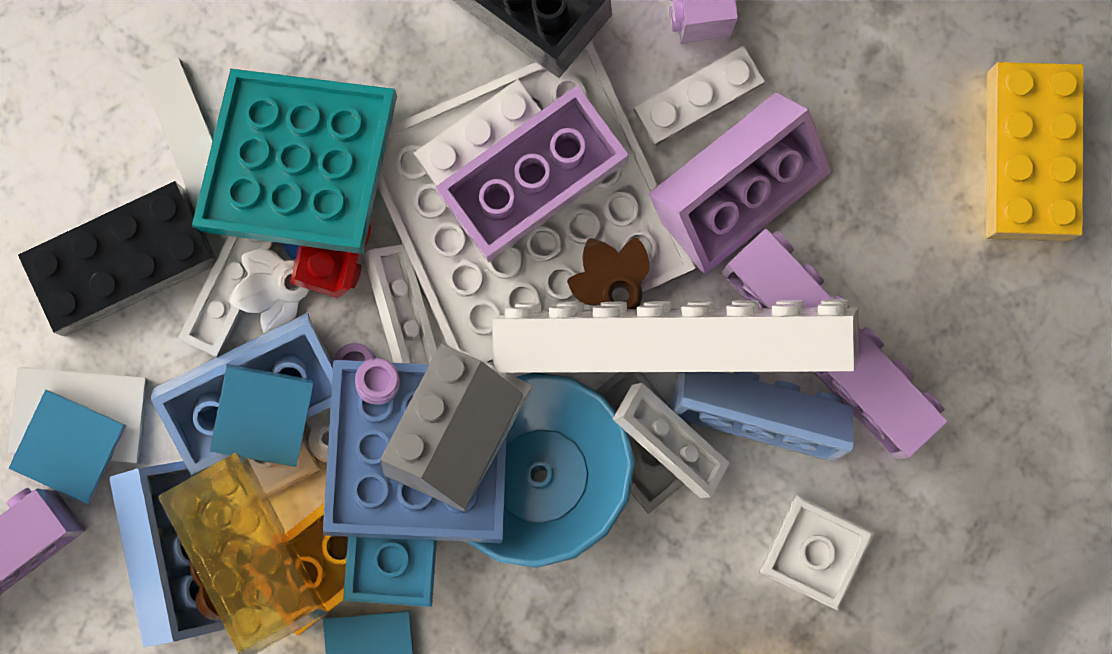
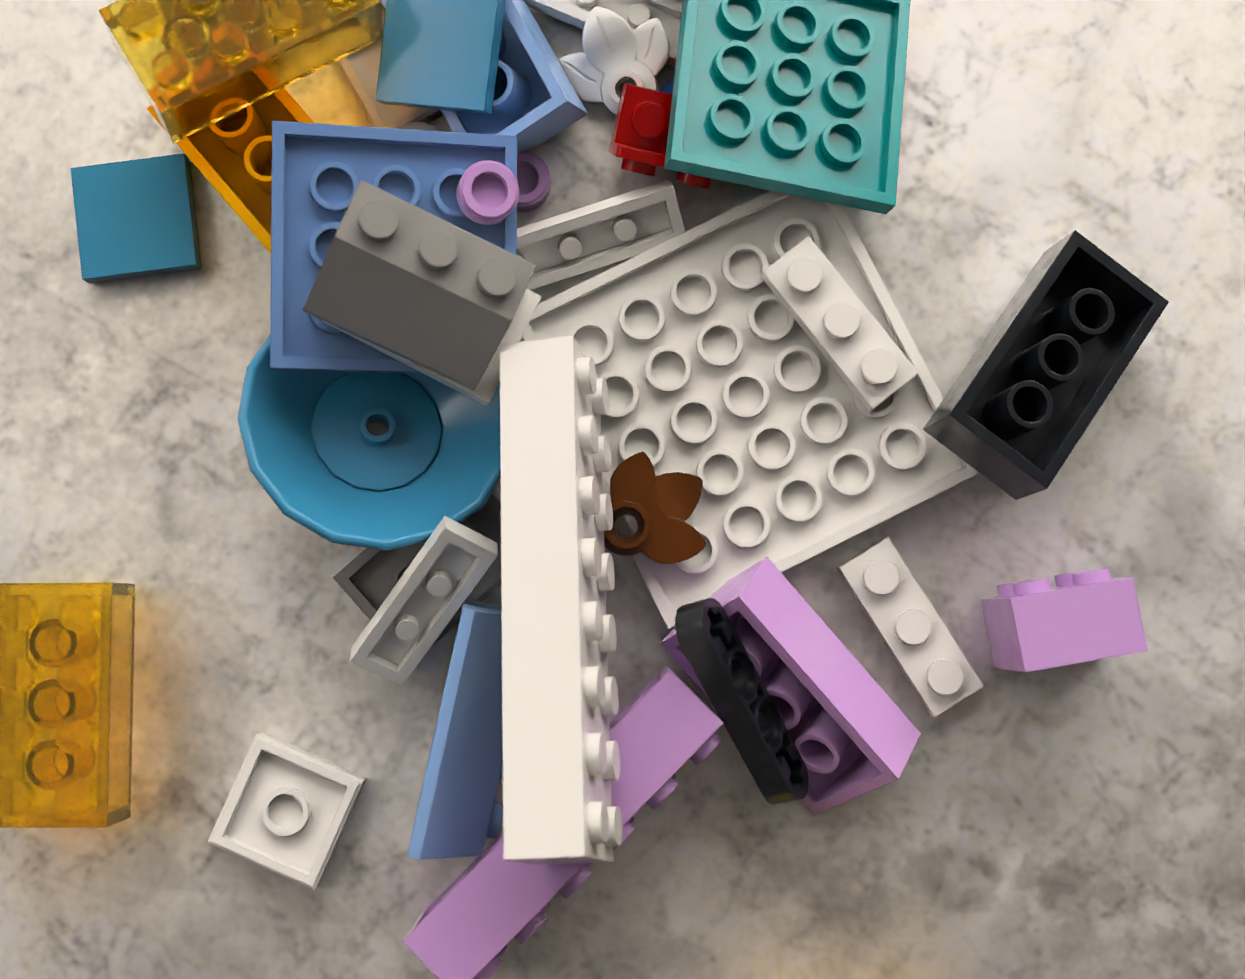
camera: 90 degrees right, 0 degrees up
(390, 571) = (229, 225): dark azure tile -> none
(532, 174) = (785, 393): lavender brick -> none
(750, 215) = (741, 700): none -> black beam

